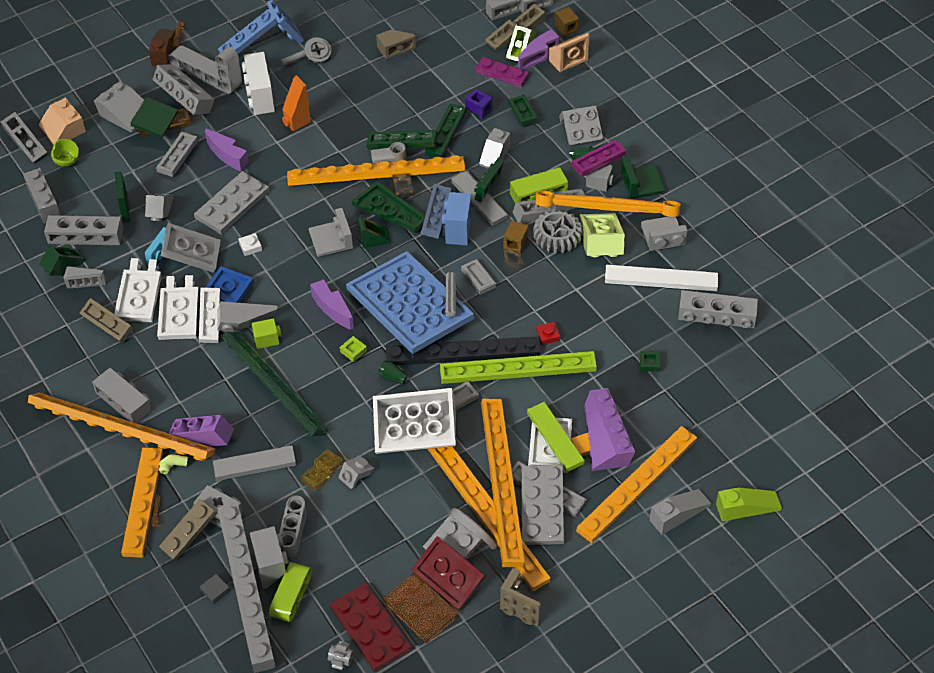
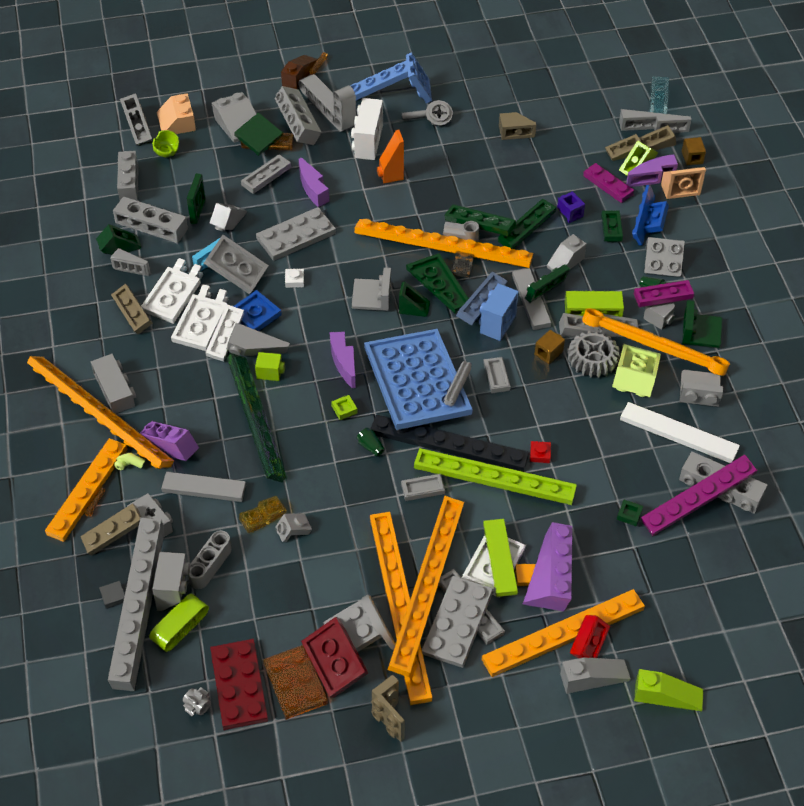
camera: 20 degrees right, 0 degrees up
(414, 420) = (368, 496): white slope -> none
(554, 90) = (650, 216): none -> blue bracket
(663, 479) = (590, 637): none -> red slope
(703, 326) = (698, 495): none -> magenta plate

